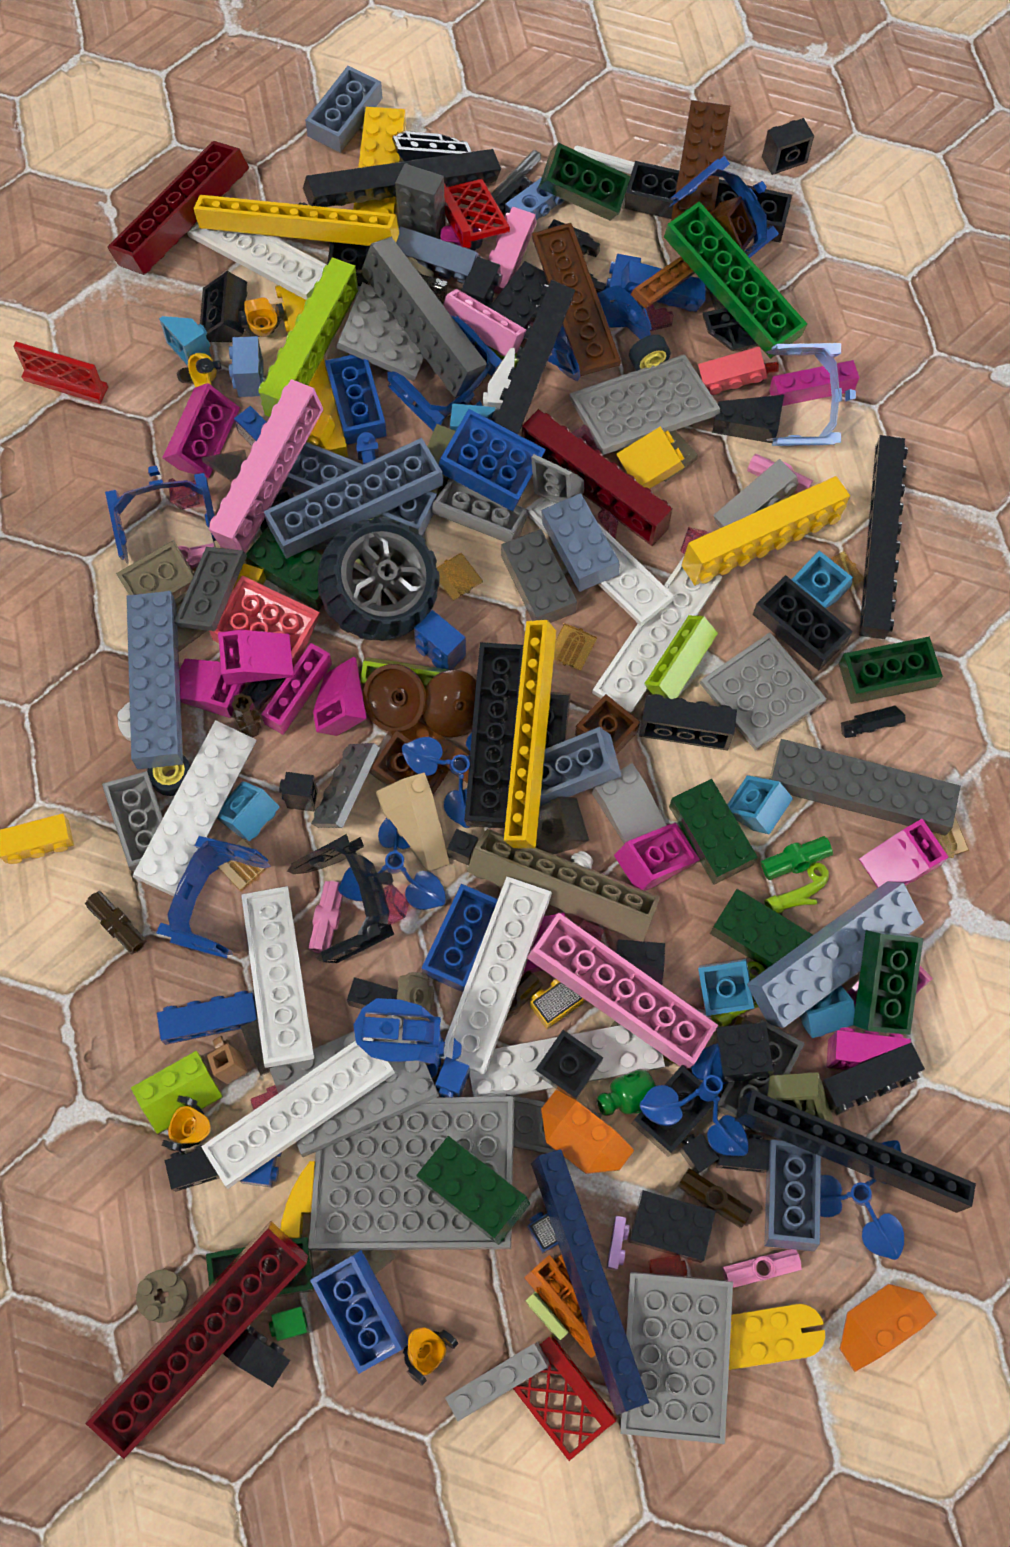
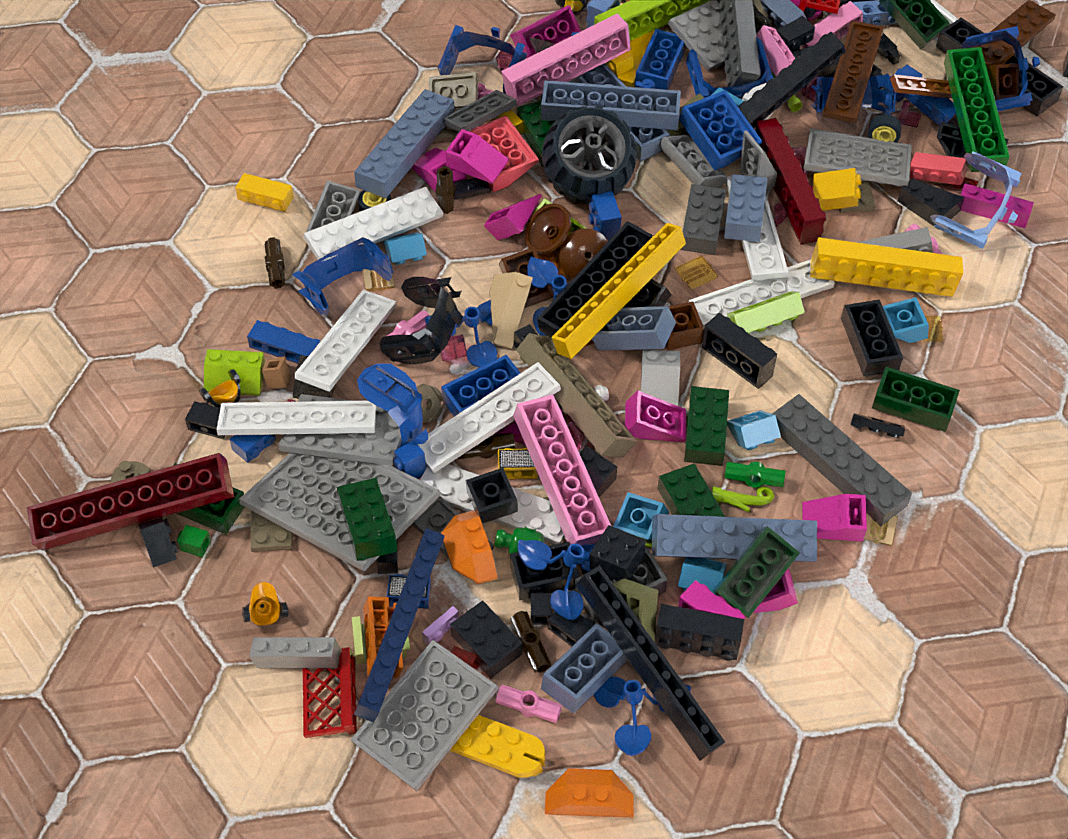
camera: 35 degrees right, 15 degrees down
(296, 689) = (491, 196): dark pink brick -> none
(299, 791) = (445, 251): black brick -> none
(299, 1203) = (252, 475): yellow slope -> none
(345, 785) = (482, 260): dark grey plate -> none
(360, 1311) = (241, 554): blue brick -> none
(458, 576) = (650, 193): clear yellow piece -> none
(560, 826) = (602, 364): clear smoke slope -> none
(764, 689) = (812, 365): light grey plate -> none
(882, 538) = (974, 320): black brick -> none

